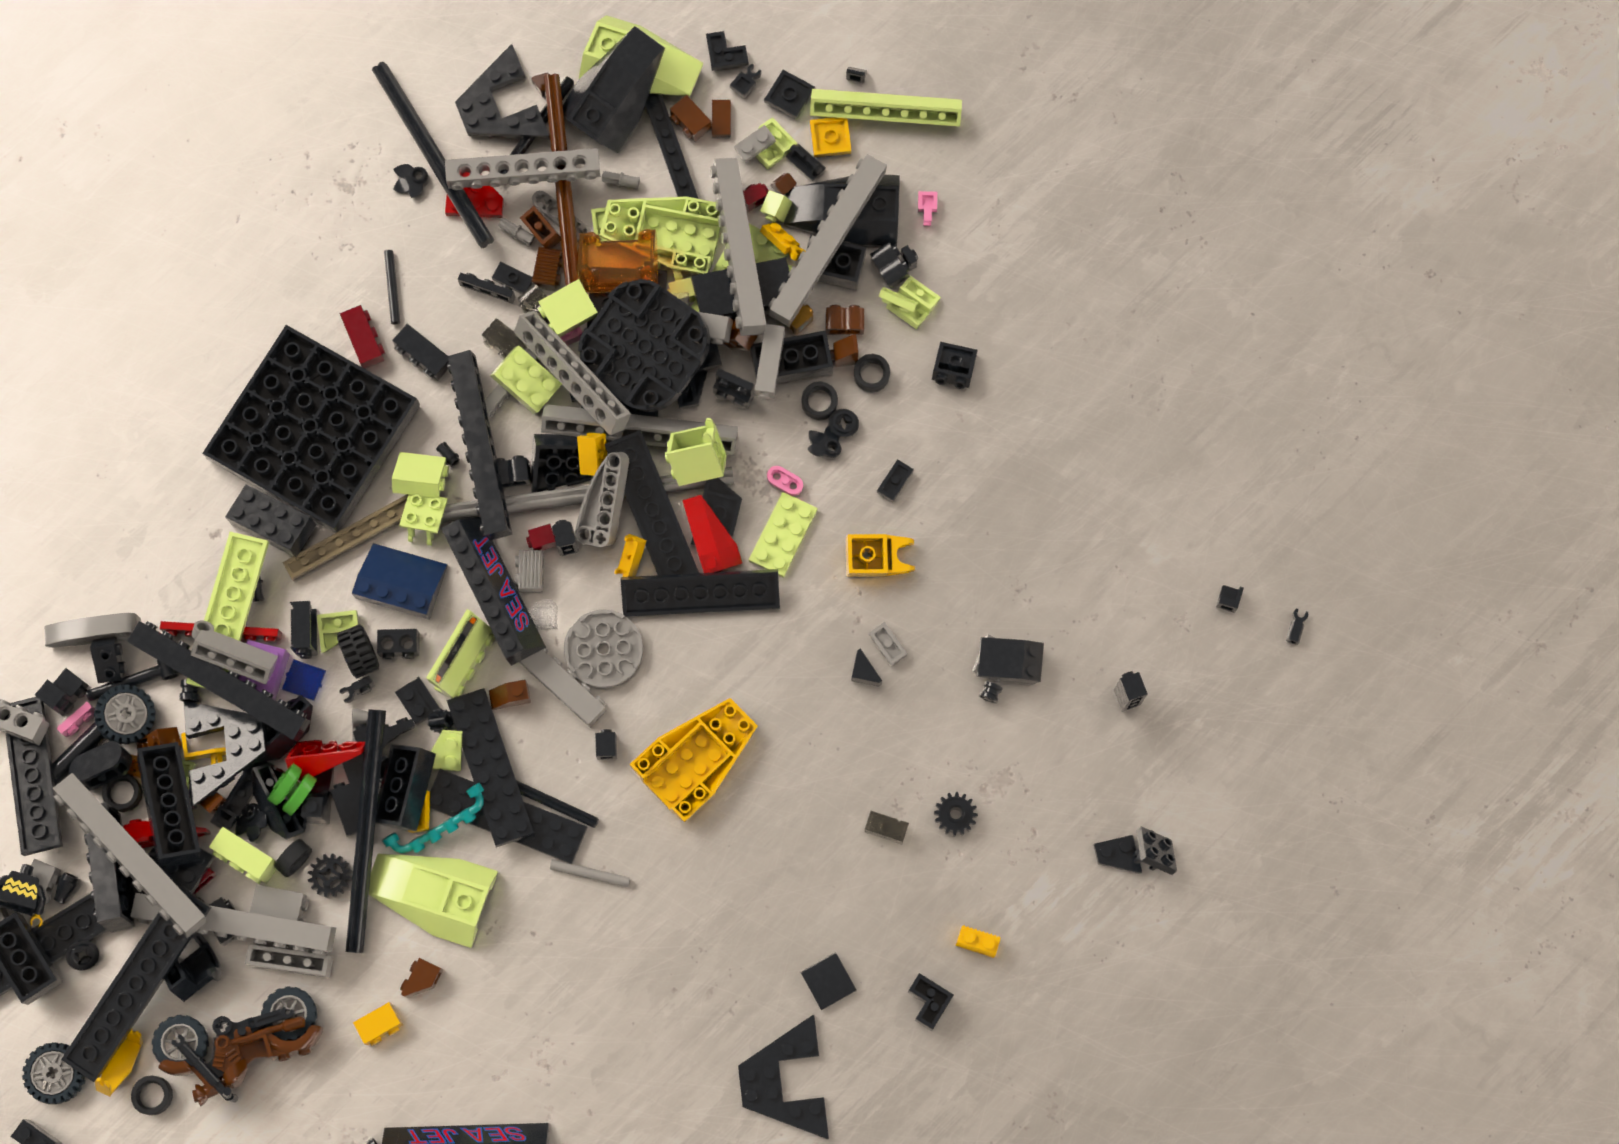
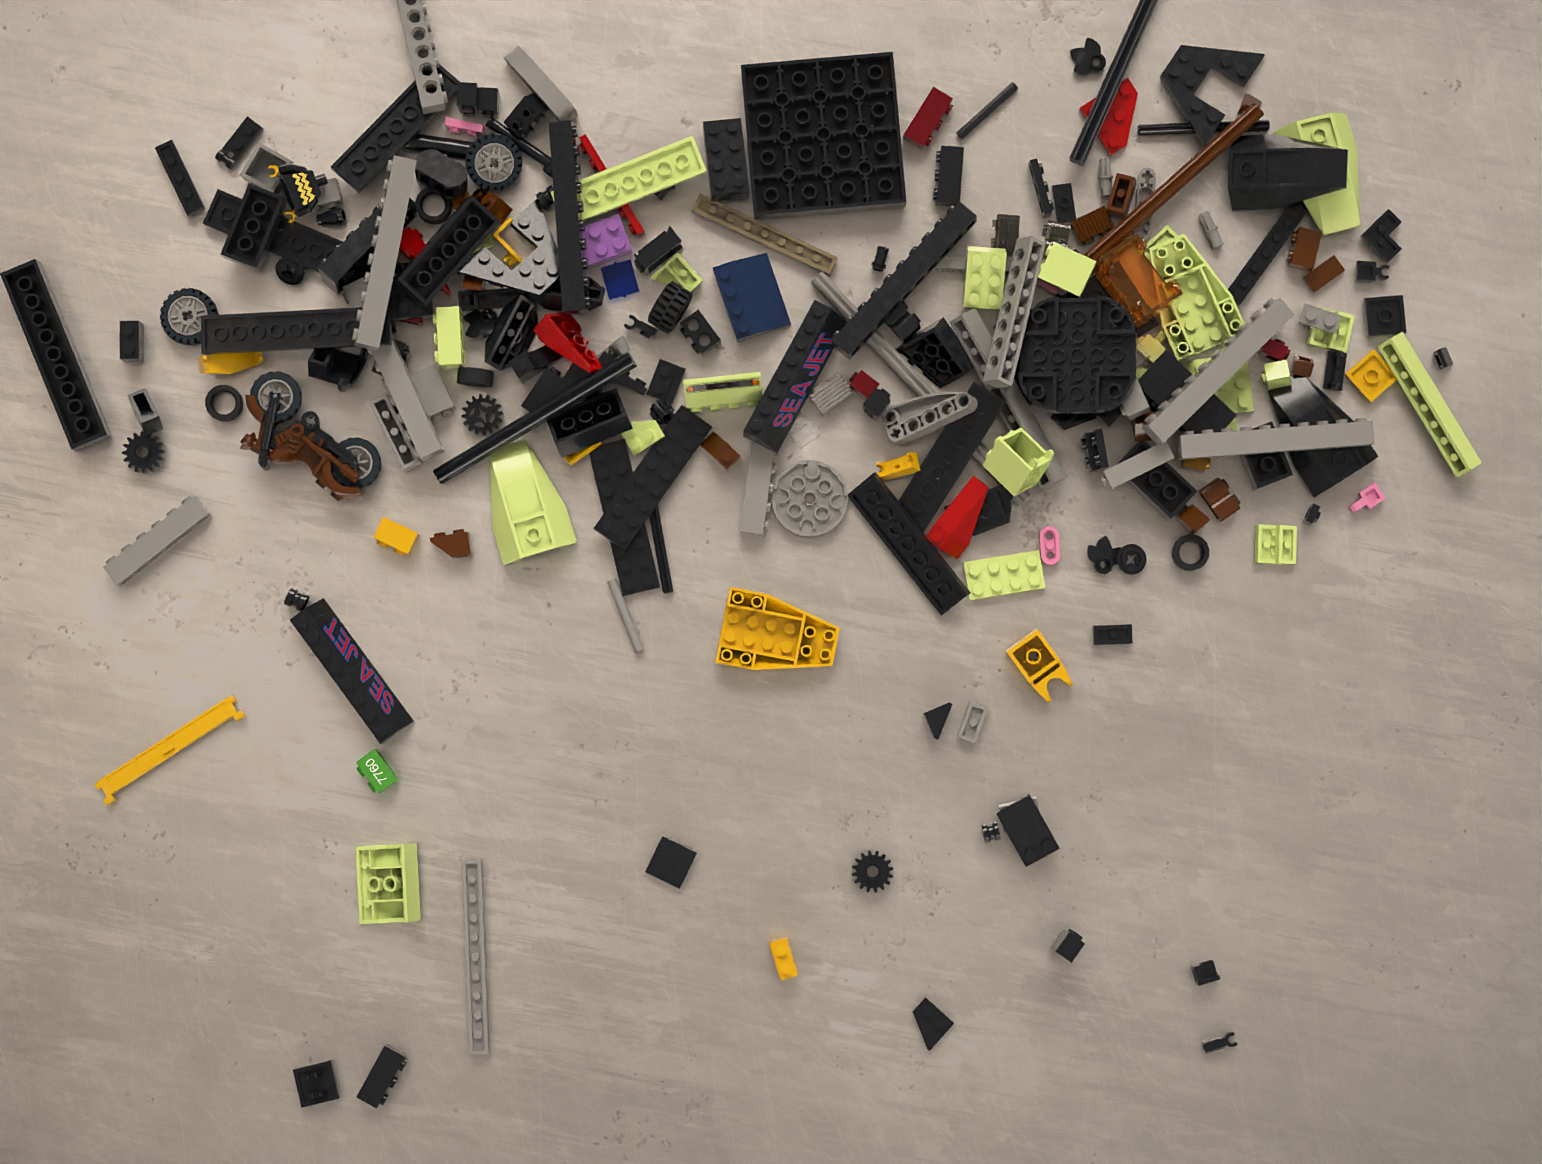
camera: 55 degrees right, 10 degrees up
(231, 653) = (596, 211): light grey hinge -> none
(289, 787) = (524, 338): bright green wheel -> none
(419, 475) = (846, 250): yellowish green brick -> none
(423, 514) = (816, 276): yellowish green plate -> none
(435, 833) = (570, 472): teal bar -> none
(513, 163) = (1120, 91): light grey brick -> none
(591, 452) = (960, 376): yellow hinge -> none
(606, 744) = (734, 556): black brick -> none
(762, 1081) = (555, 866): black wing -> none
(782, 240) = (1251, 401): yellow plate -> none
(815, 386) = (1122, 526): black tyre -> none
(886, 827) = (823, 824): clear smoke brick -> none
(890, 265) = (1293, 503): black brick -> none
(904, 303) = (1268, 538): yellowish green plate -> none
(935, 1000) = (712, 957): black brick -> none
(954, 365) = (1244, 615): black plate -> none
(1155, 851) = (952, 1051): black plate -> none

